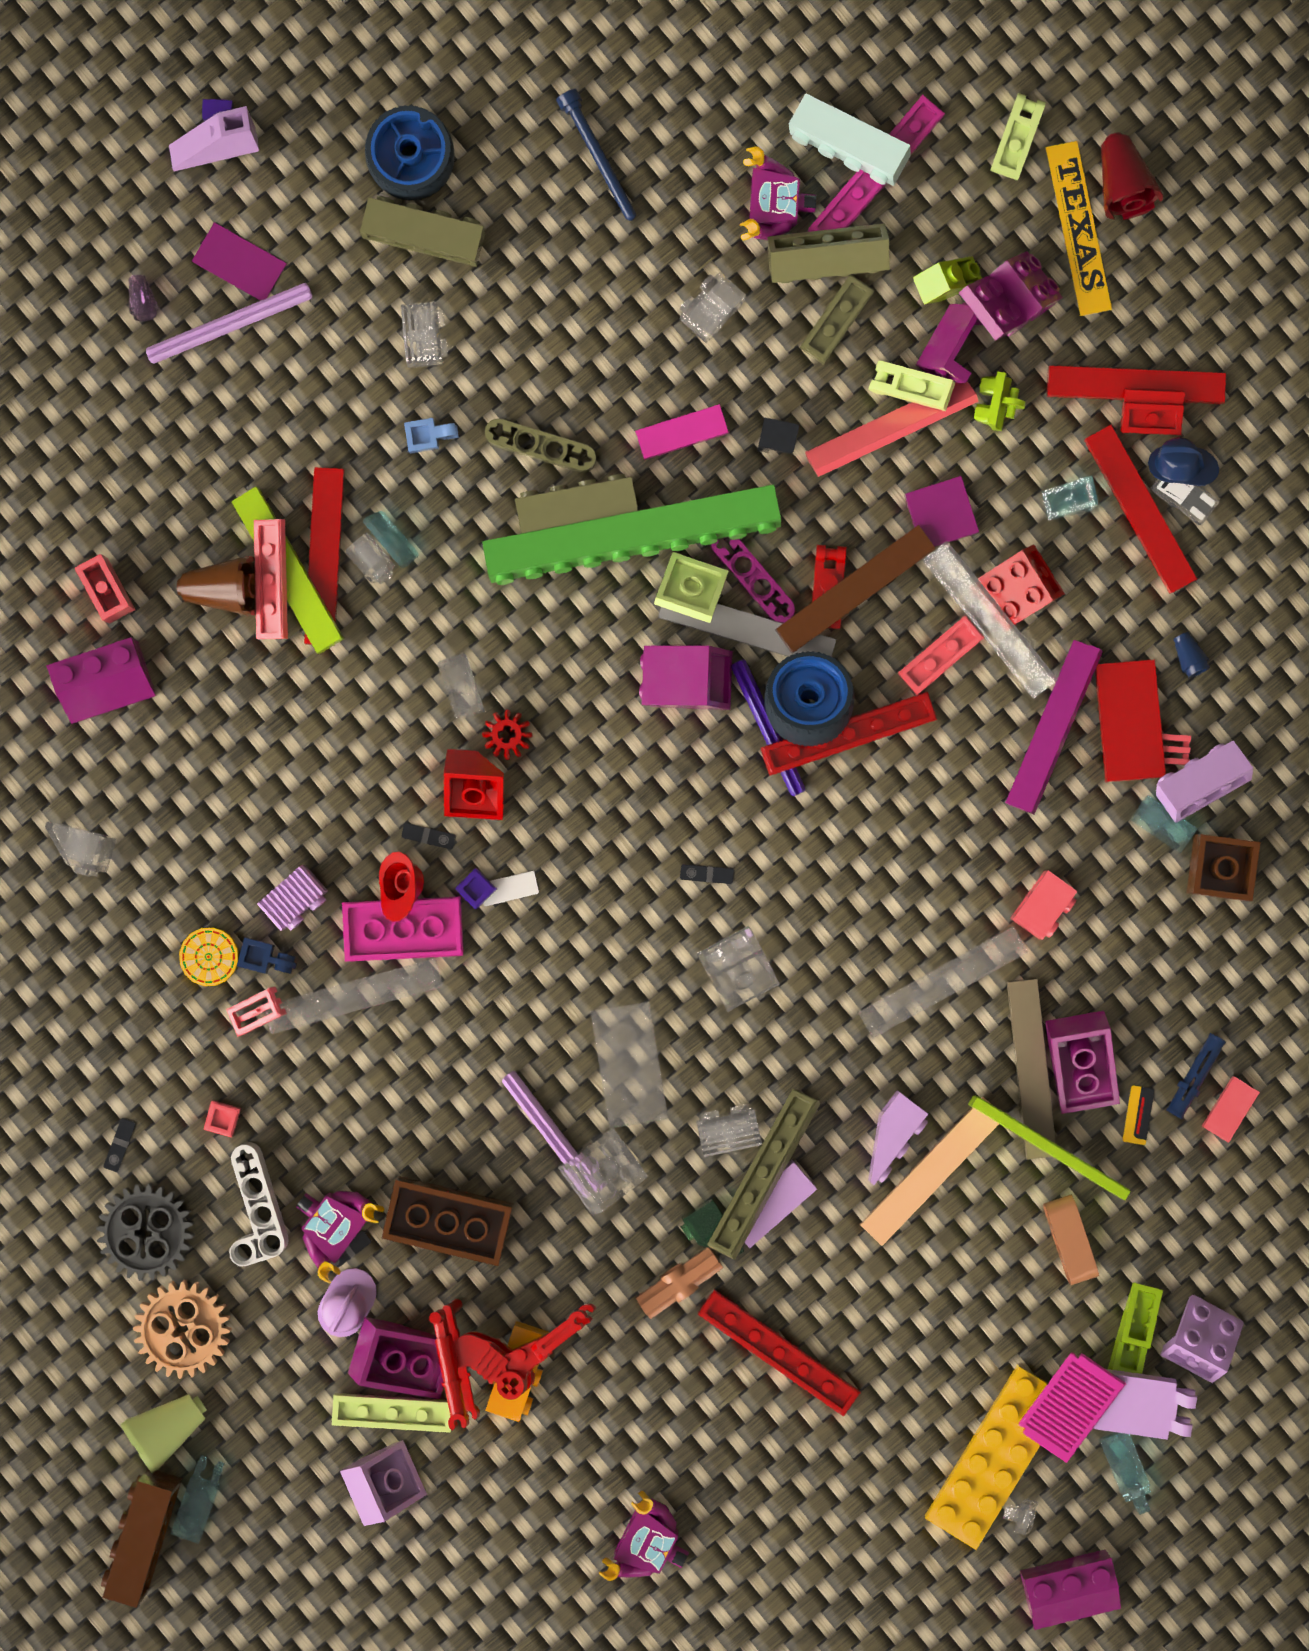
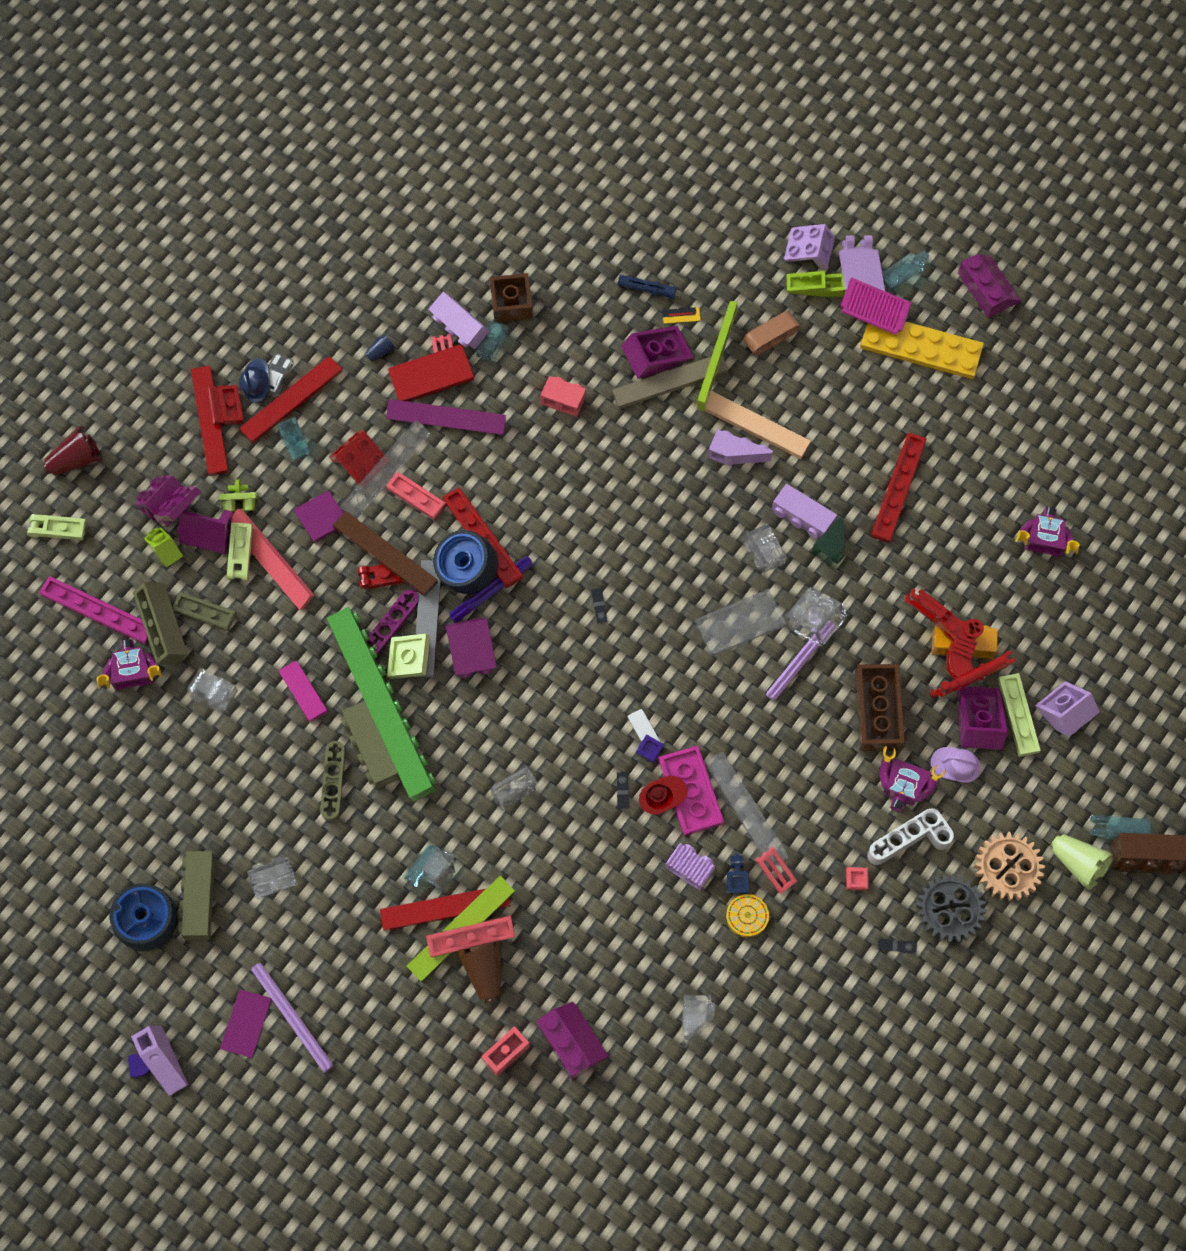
camera: 105 degrees left, 20 degrees down
(141, 299) = (287, 1083): clear purple cone -> none
(424, 434) = (343, 858): medium blue plate -> none
(472, 786) = (580, 765): red slope -> none
(500, 727) = (539, 744): red gear -> none
(571, 105) = (86, 818): dark blue piece -> none
(679, 1282) = (873, 555): nougat piece -> none
(738, 968) = (655, 568): clear slope -> none
(763, 1174) = (786, 517): olive tile -> none
(778, 436) = (292, 627): black panel -> none
(849, 140) = (79, 628): light aqua brick -> none
(942, 982) = (630, 445): clear tile -> none
(1022, 1515) = (953, 320): clear tile -> none
(1078, 228) = (111, 479): yellow sticker -> none
(1230, 1109) = (661, 263): coral tile -> none

